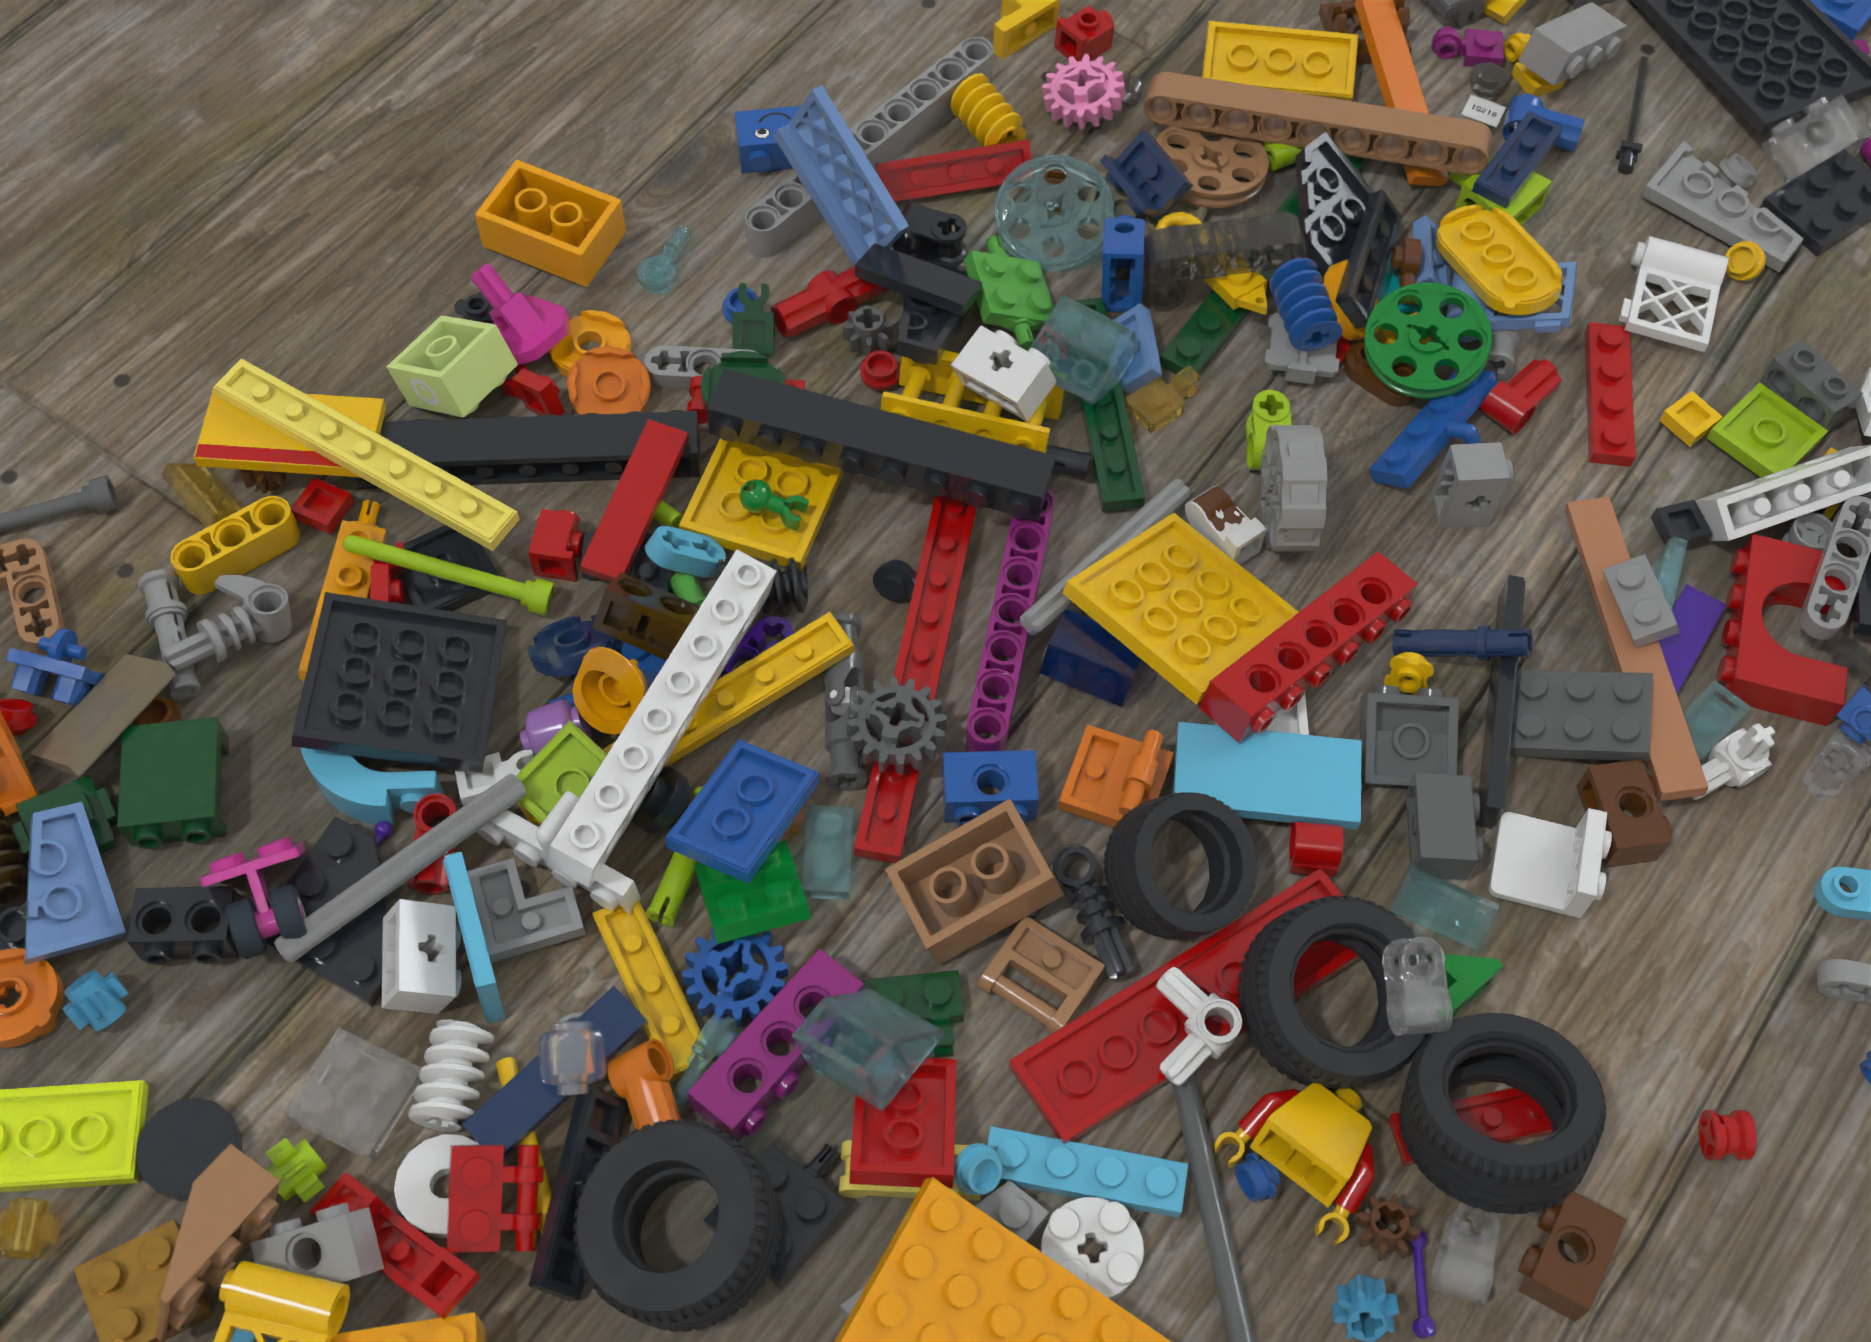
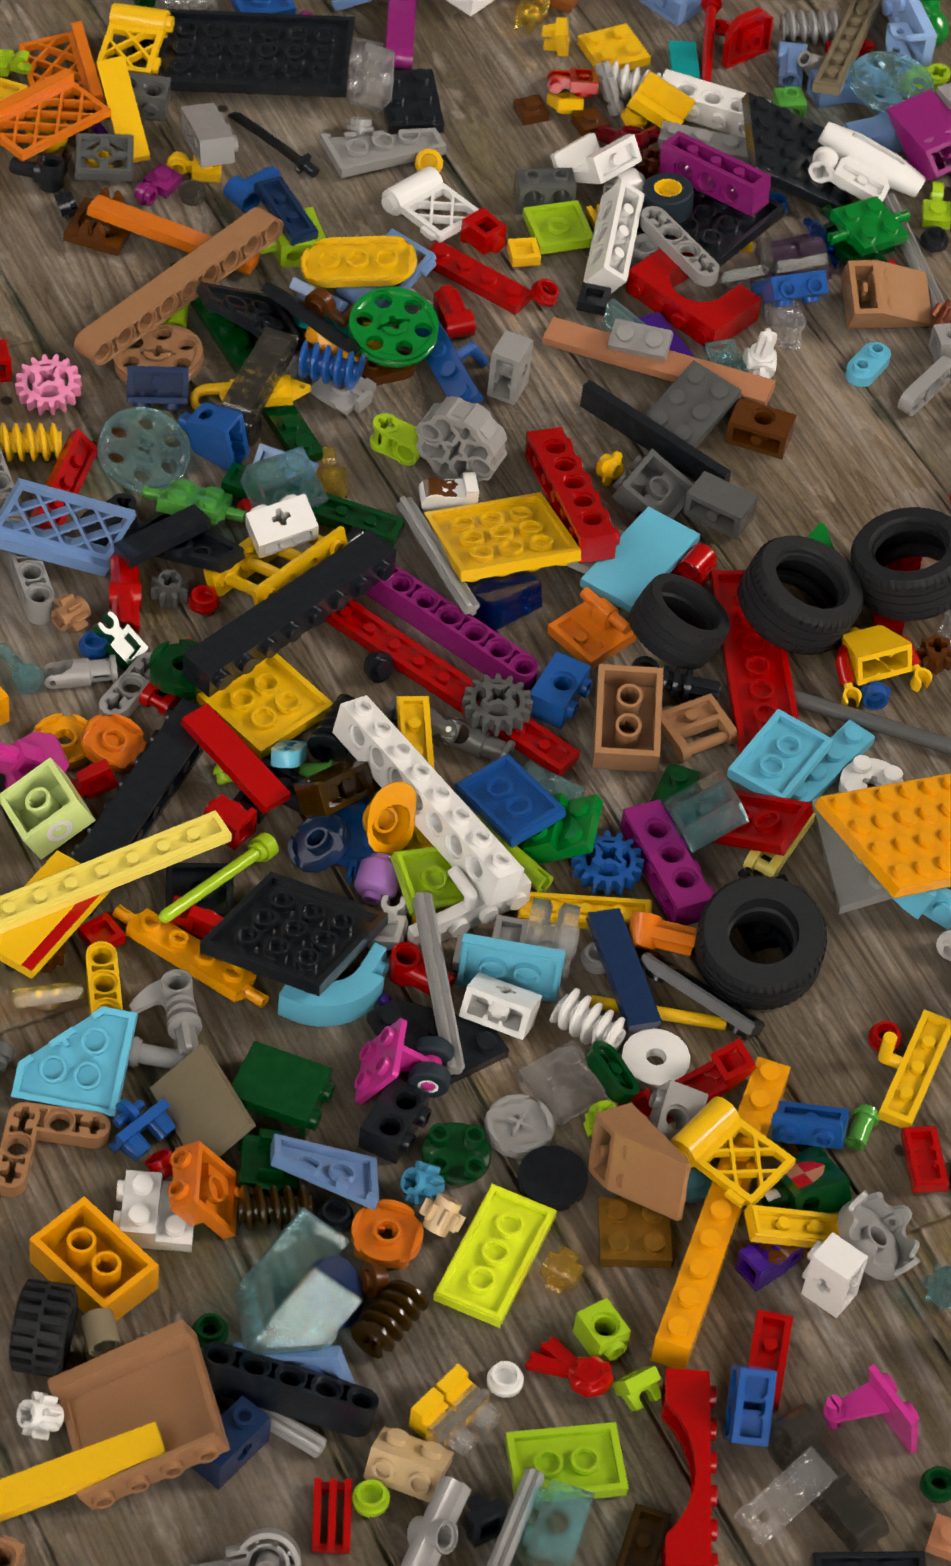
camera: 65 degrees left, 10 degrees down
(55, 1045) = (442, 1215): none -> tan gear
(104, 571) = (81, 1065): none -> medium azure plate
(173, 1017) = (459, 1152): none -> dark green dish
(257, 1070) = (518, 1125): none -> light grey tile
(367, 1138) = (612, 1072): none -> dark green plate
(476, 1198) = (678, 1036): red plate -> none
(546, 961) = (558, 935): none -> clear wheel
(572, 1056) = (628, 943): clear head -> none
(695, 315) = (80, 672): none -> light grey piece
(711, 1042) = (648, 887): clear light blue plate -> none
(760, 497) = (276, 696): green arm -> none
(766, 261) = (70, 613): none -> medium nougat gear
(977, 1169) = (805, 794): medium azure plate -> none
(1035, 1101) = (779, 756): none -> medium azure plate
(1198, 1043) = (782, 660): white axle -> none
(1282, 58) = (98, 279): yellow tile -> none
(1419, 992) = (832, 547): clear piece -> none
(1444, 907) = (761, 531): clear light blue plate -> none
(1472, 642) = (621, 420): dark blue pin -> none
(1483, 110) = (212, 209): white sticker -> none
(1550, 862) = (774, 471): white bracket -> none
(1652, 466) = (545, 292): none -> red plate
(1680, 372) = (483, 232): none -> red brick

